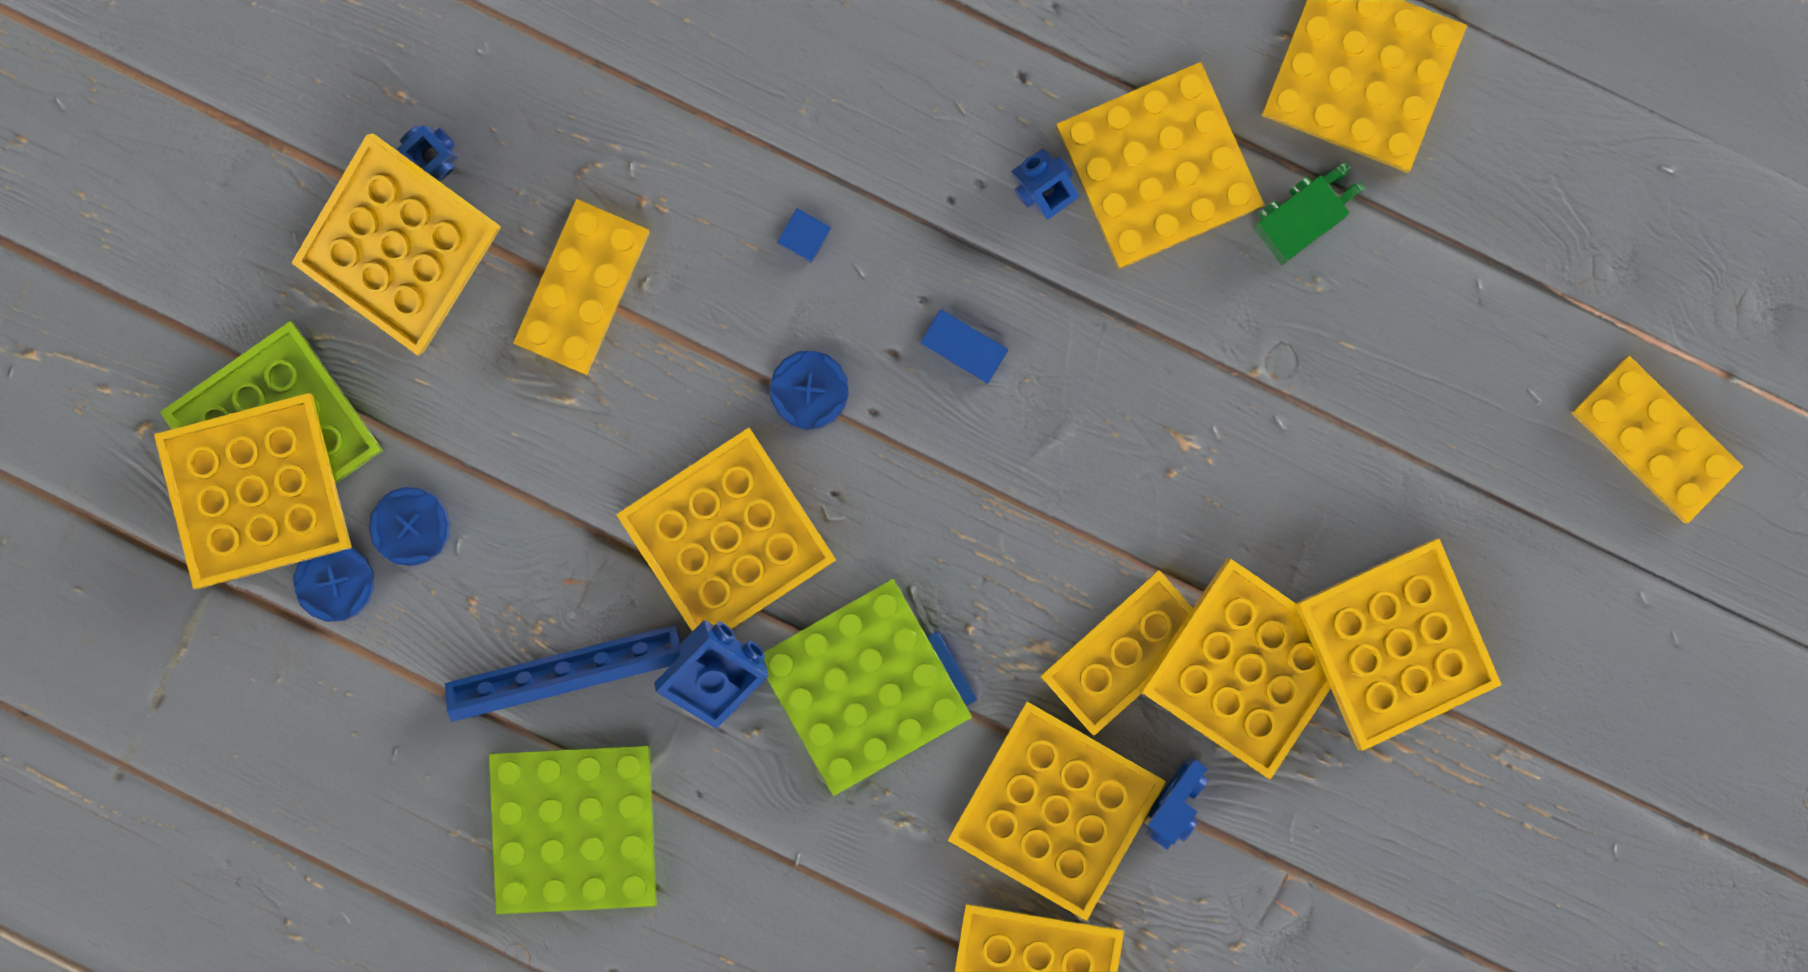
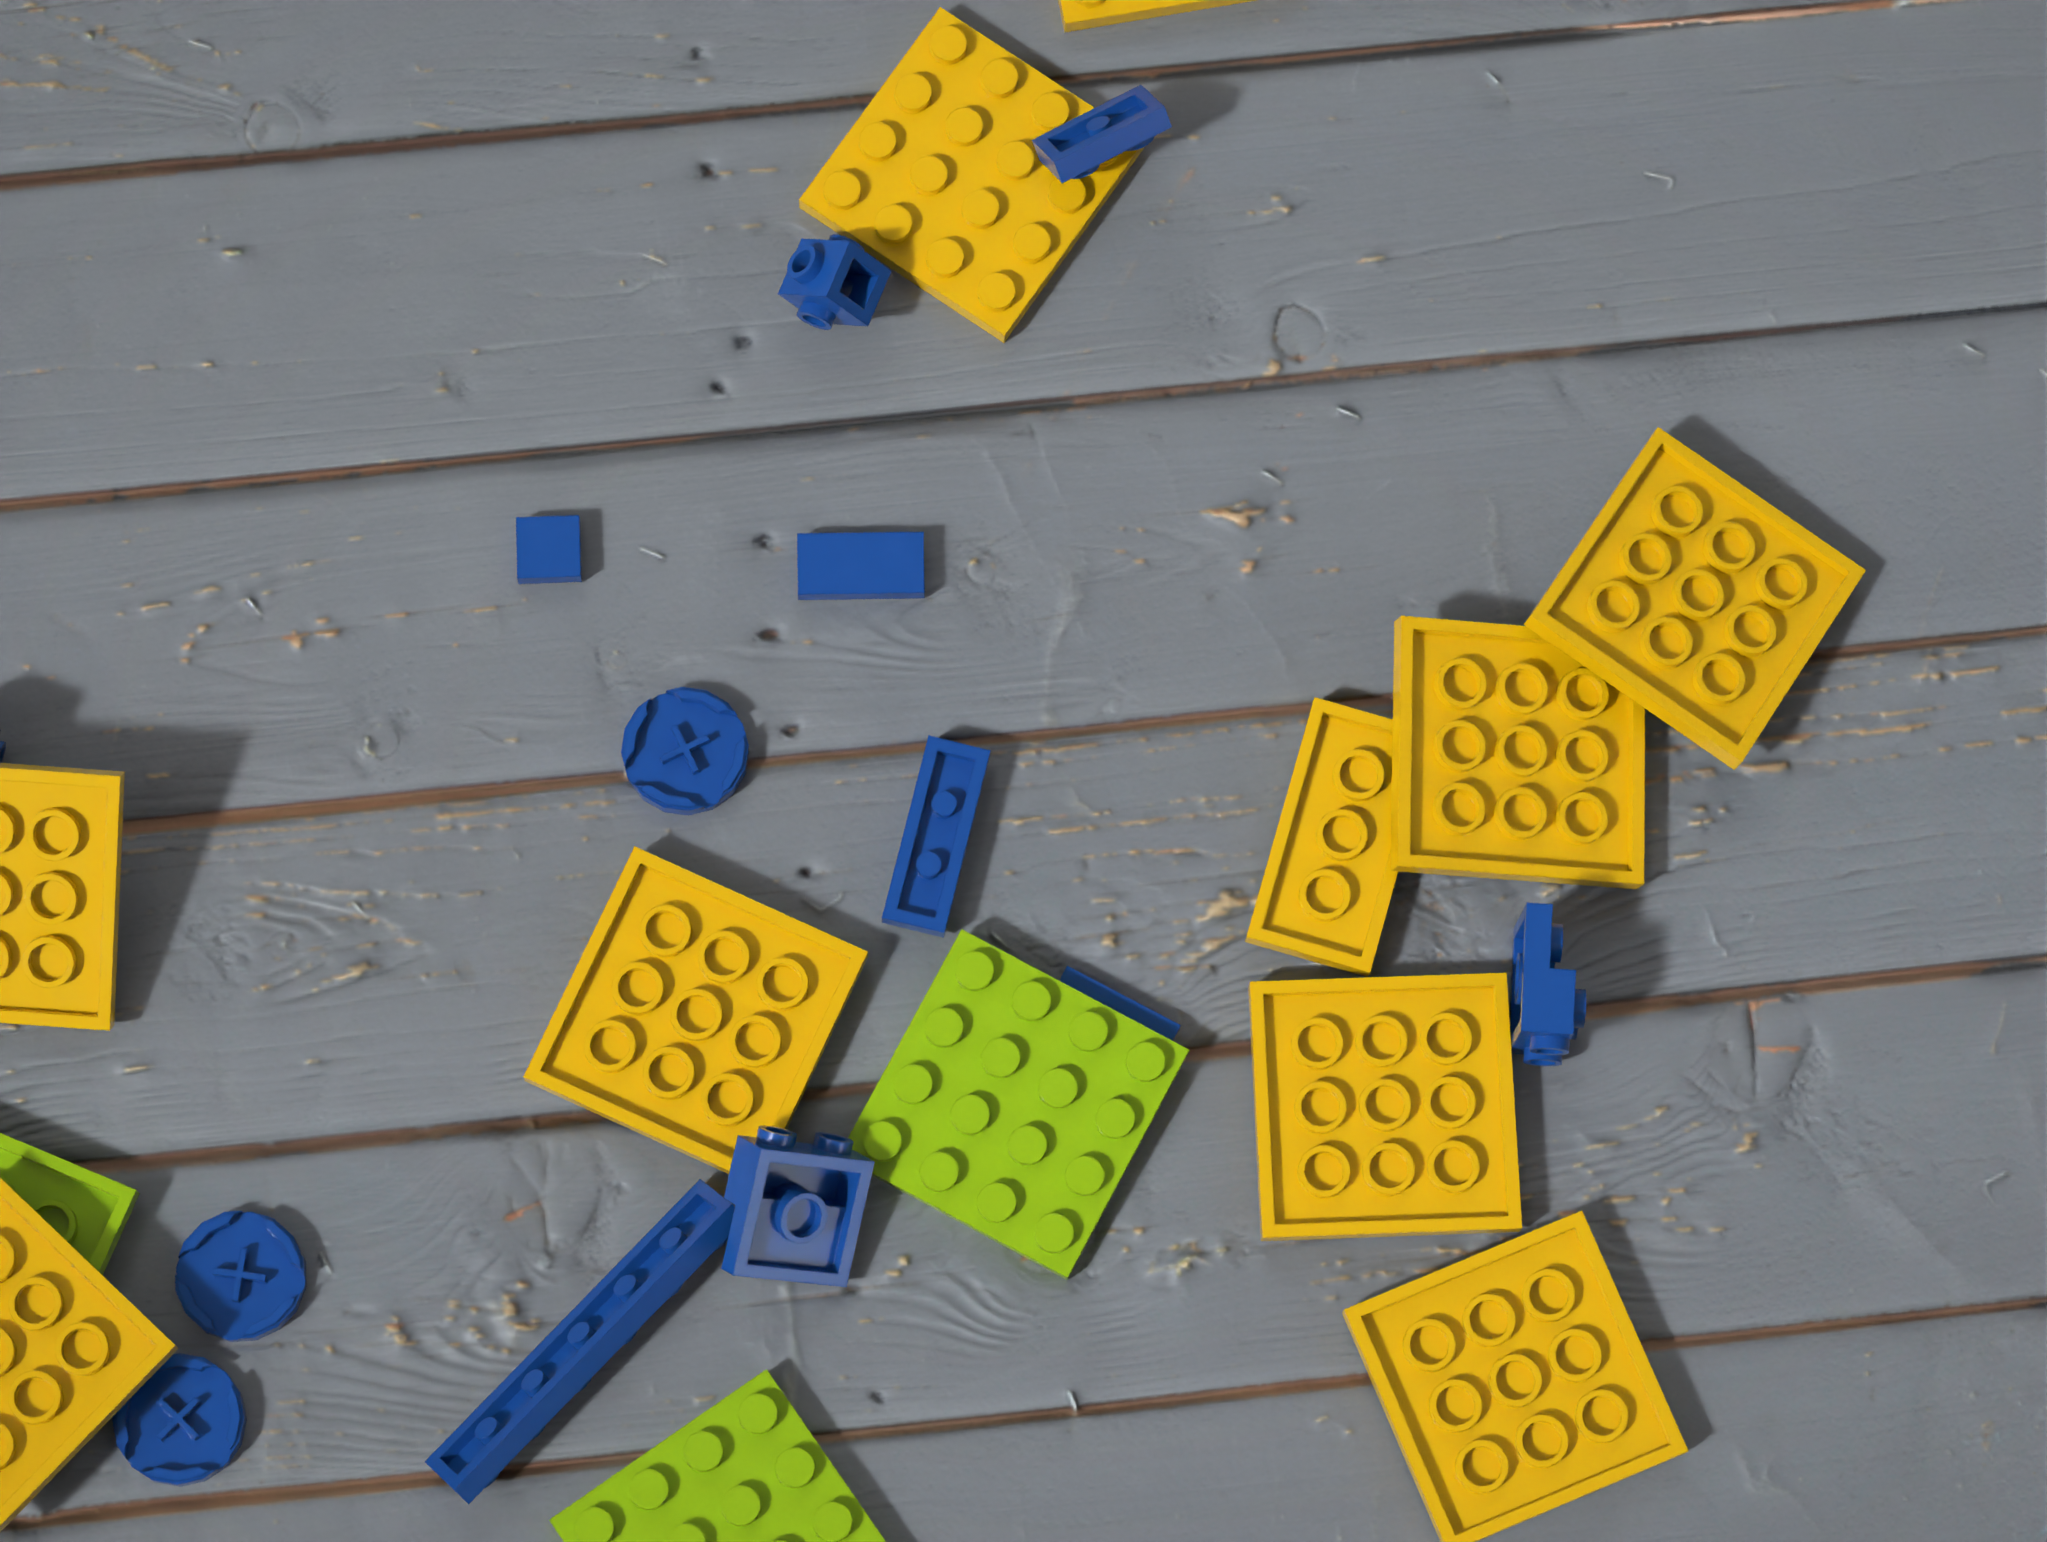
camera: 40 degrees left, 10 degrees down
(581, 287) = (282, 803): yellow plate -> none
(911, 519) = (936, 836): none -> blue plate
(1240, 190) = (1101, 134): none -> blue plate
(1305, 215) = (1208, 120): green hinge -> none
(1657, 439) = (1855, 135): yellow plate -> none

